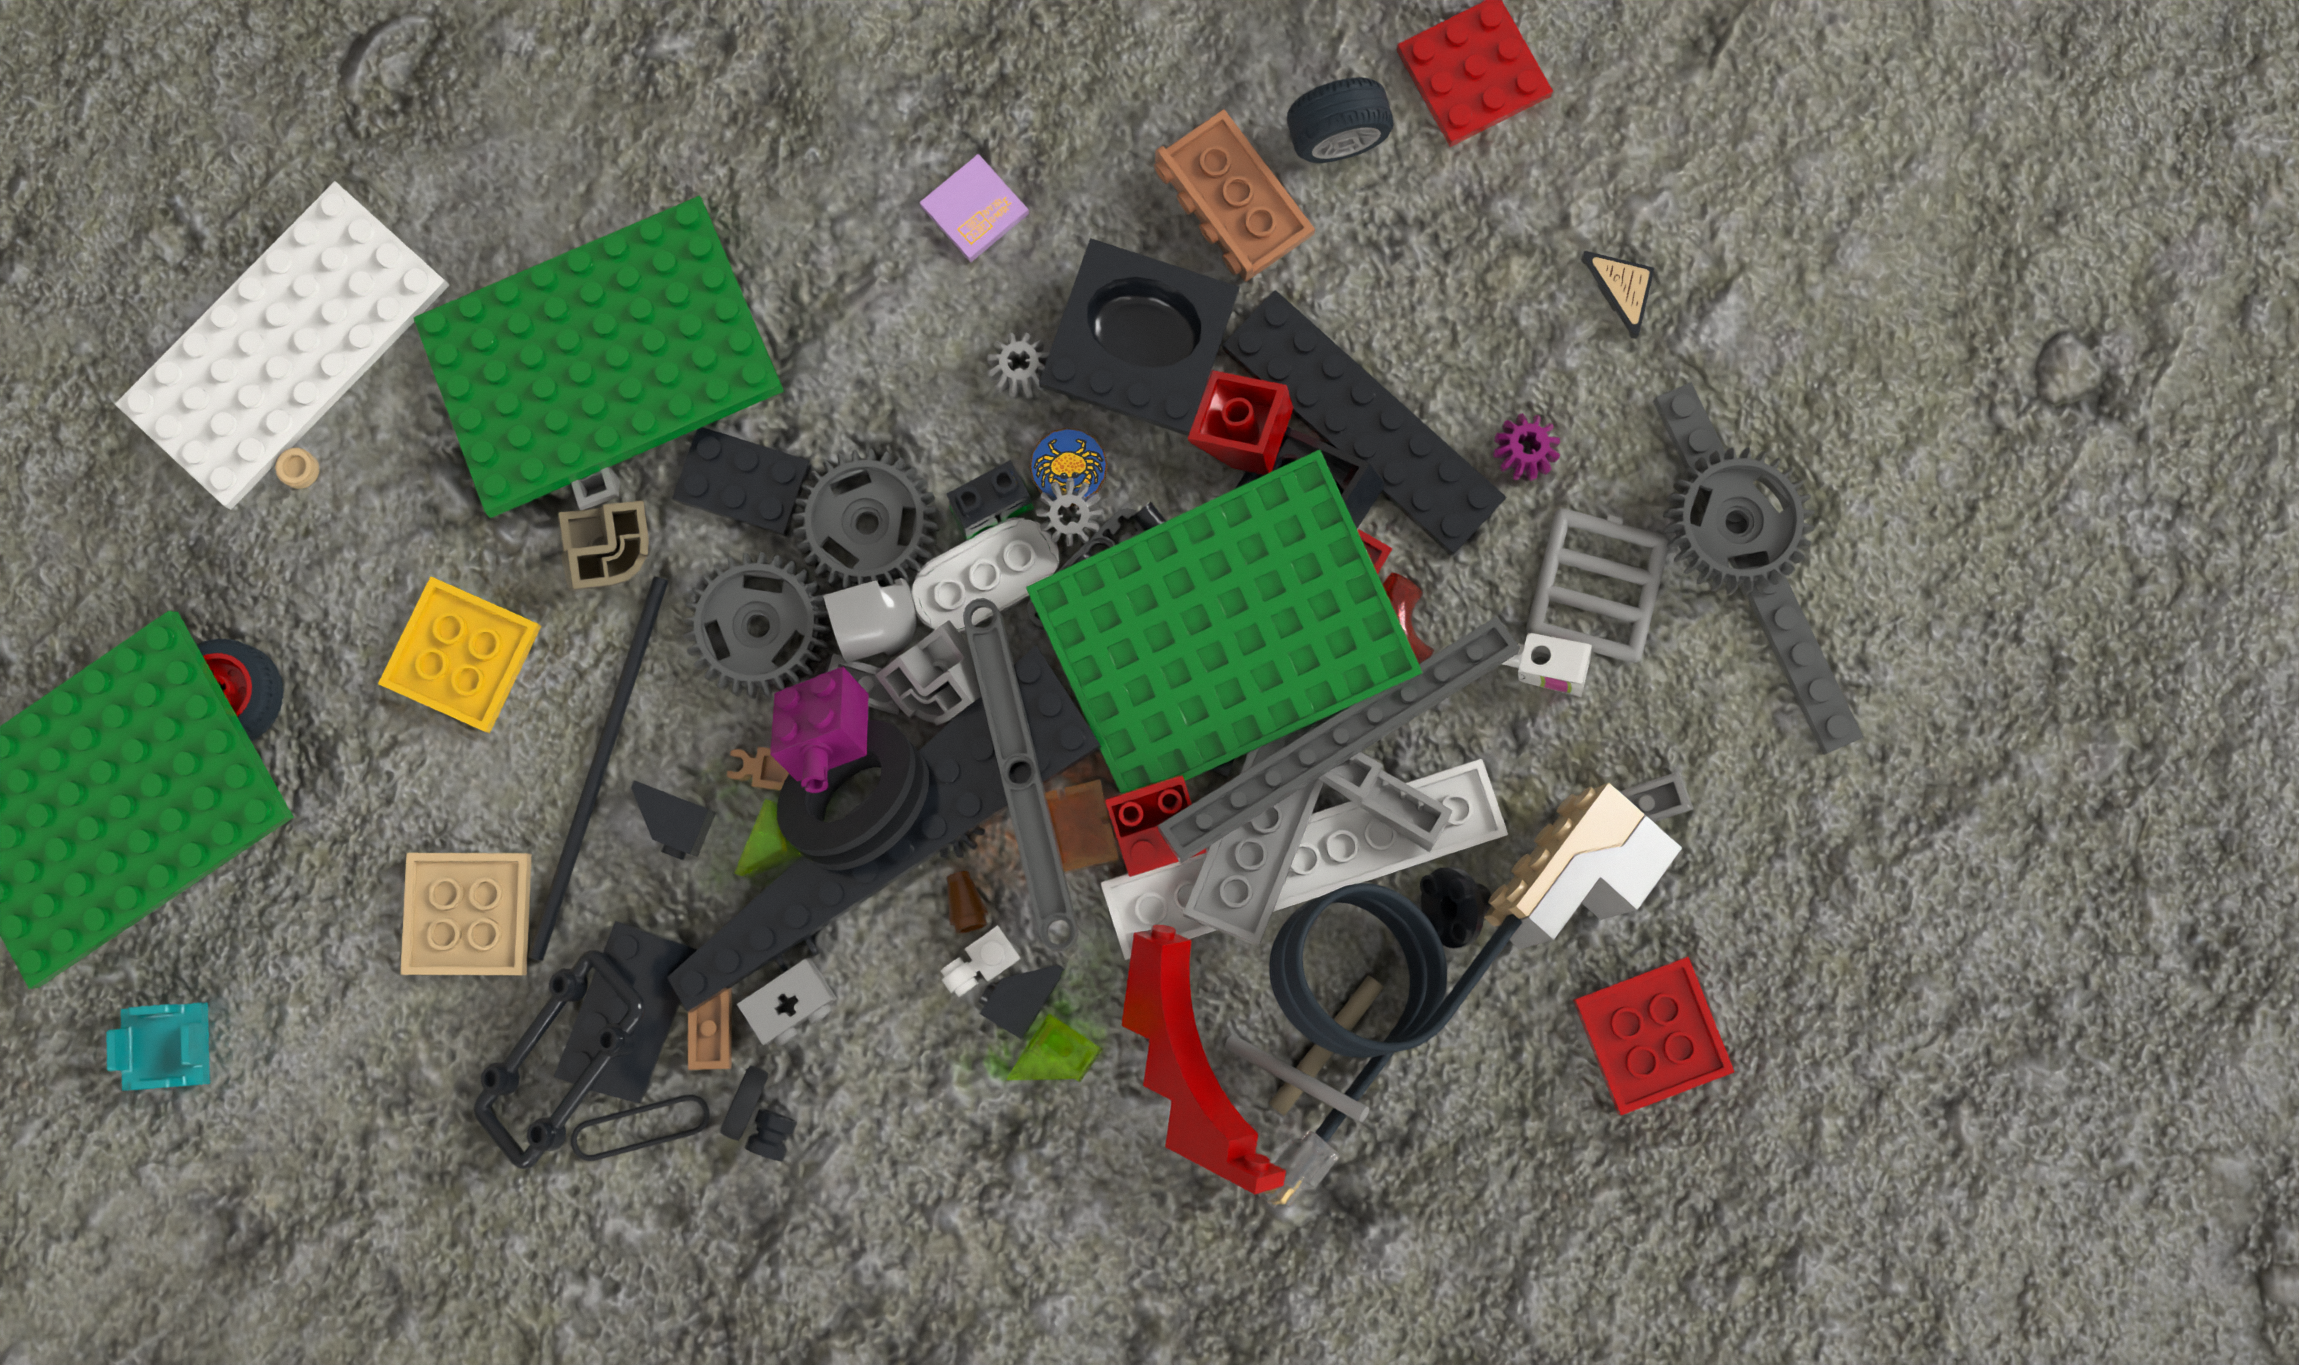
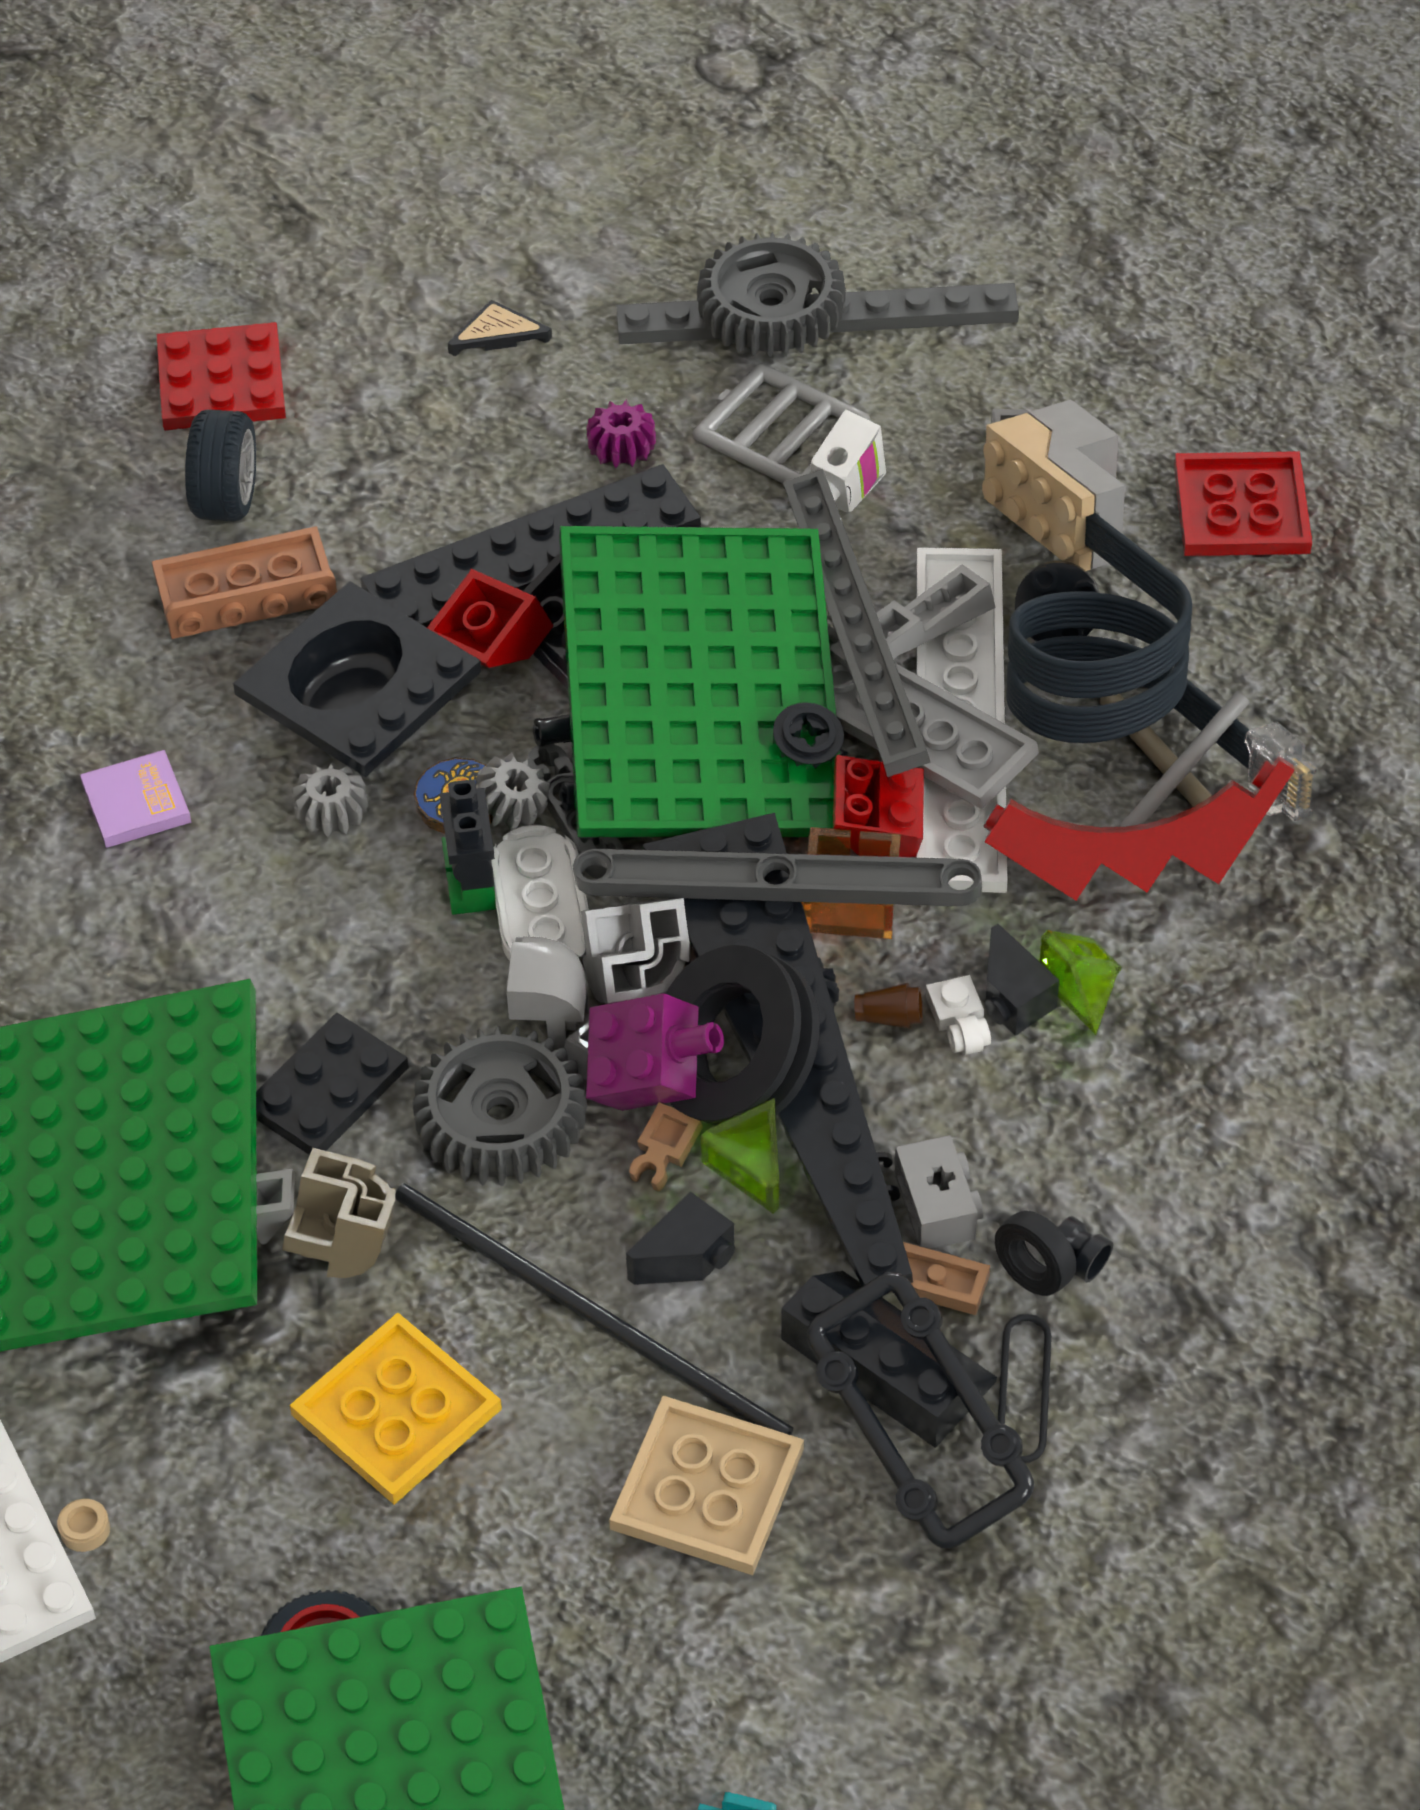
camera: 70 degrees left, 30 degrees down
(837, 519) = (422, 947): dark grey gear -> none
(1191, 762) = (819, 723): none -> black gear

